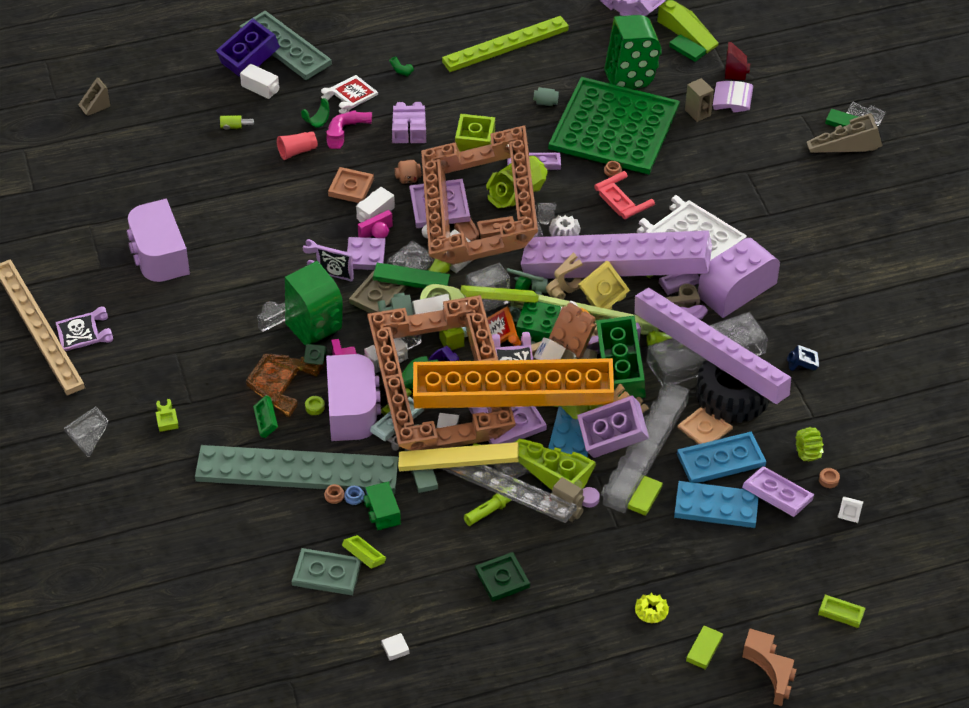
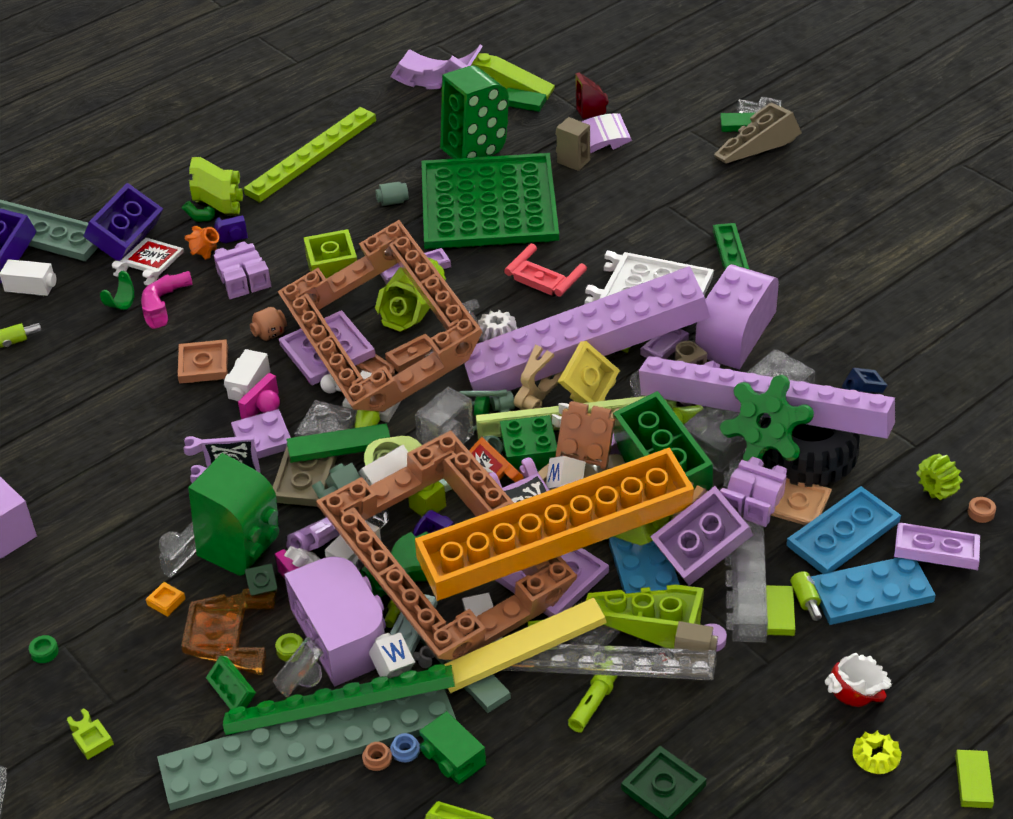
camera: 20 degrees left, 5 degrees down
(162, 351) = (43, 649): none -> green tile
(251, 345) = (165, 599): none -> light orange tile
(296, 144) = (108, 335): coral plant -> none
(312, 421) = (300, 668): none -> clear tile
(329, 450) = (330, 701): none -> green plate
(342, 59) = (123, 222): none -> dark purple brick
(346, 348) = (300, 556): none -> white plate
(358, 337) = (313, 535): none -> lavender rock
(370, 434) = (391, 655): none -> white brick
(391, 92) = (202, 241): none -> orange rock
(416, 88) = (231, 229): none -> dark purple plate
(419, 51) = (215, 186): none -> lime brick
(500, 293) = (469, 423): lime tile -> none
(612, 168) = (513, 246): nougat plate -> none
(663, 558) = (858, 681): none -> white hair
(668, 408) = (761, 484): none -> lavender hips
(669, 491) = (806, 593): none -> lime piece
(710, 366) = (783, 420): none -> green plate
(771, 225) = (729, 245): none -> green tile

